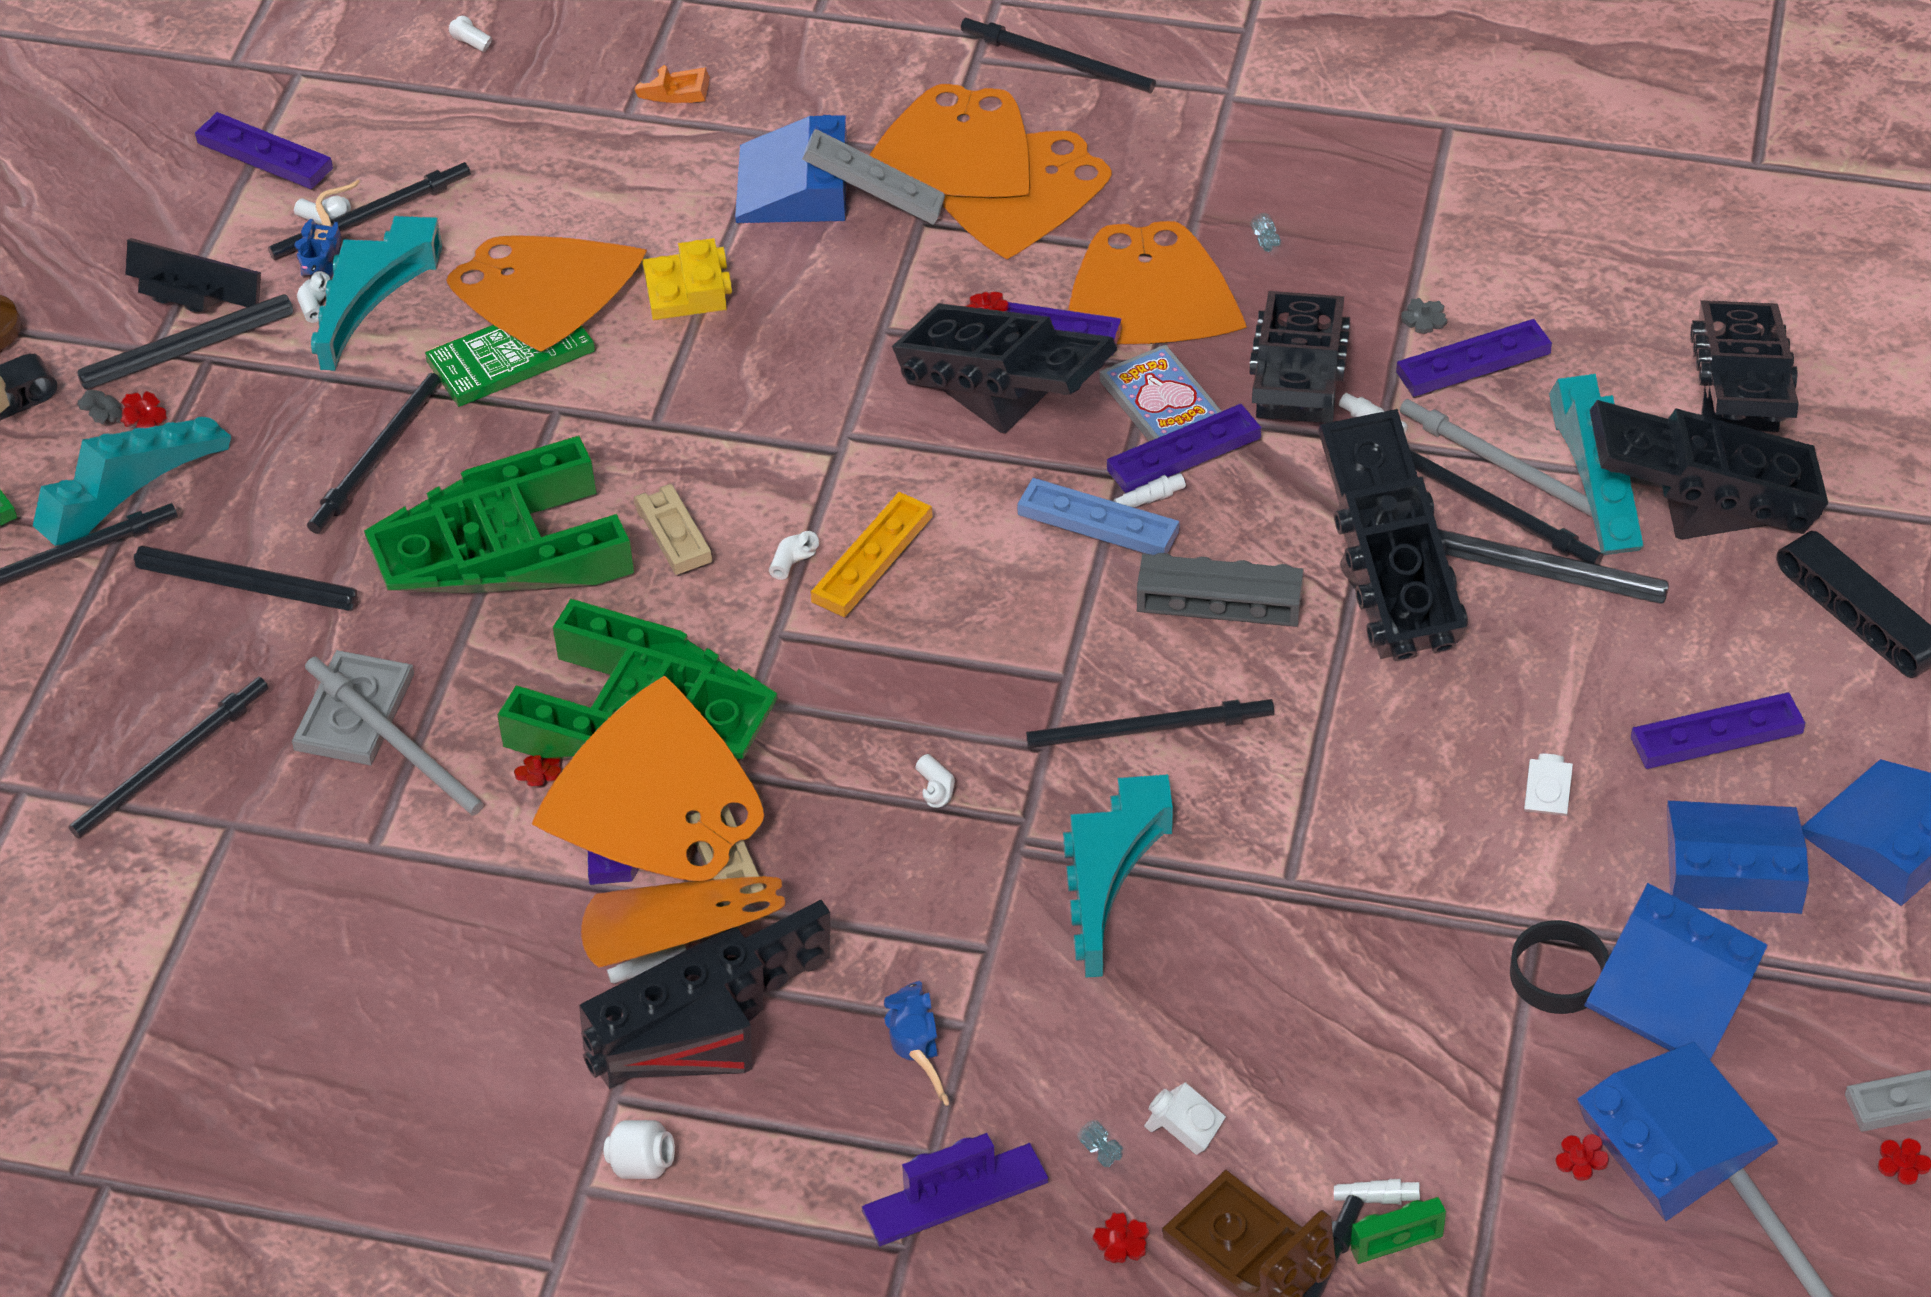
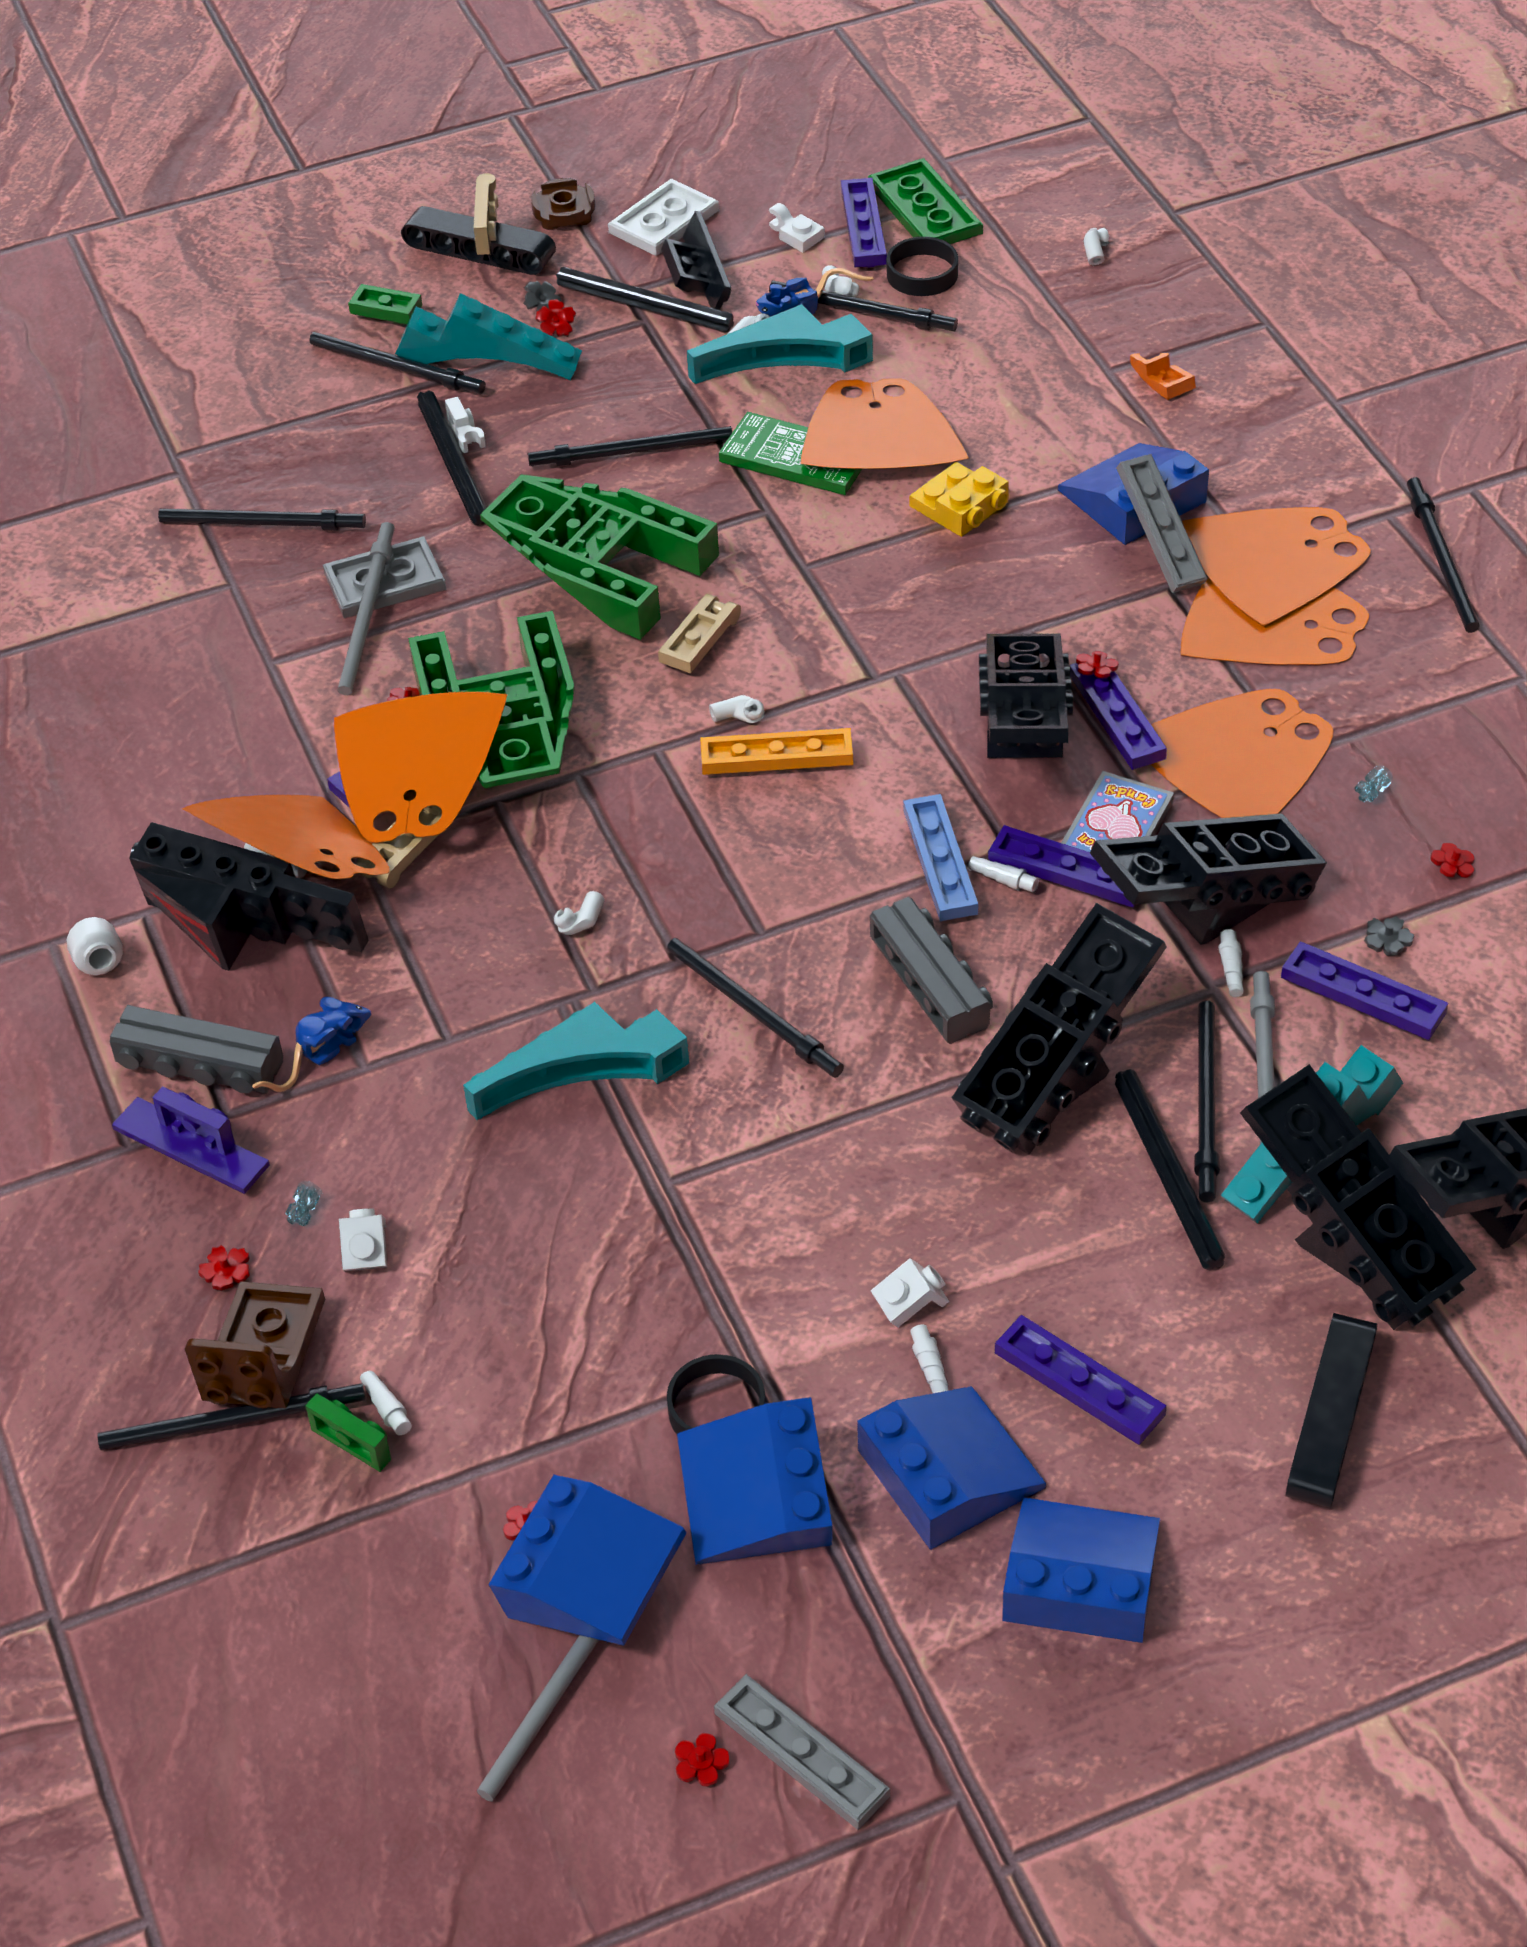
camera: 55 degrees right, 0 degrees up
(84, 271) = (661, 216): none -> white tile
(216, 545) = (463, 425): none -> white plate
(218, 197) = (797, 232): none -> white plate
(285, 102) = (925, 202): none -> green tile
(361, 124) = (922, 246): none -> black tyre
(846, 1133) = (195, 1049): none -> dark grey brick
(1383, 237) = (1453, 860): none -> red plant
(1622, 811) = (929, 1358): none -> white animal

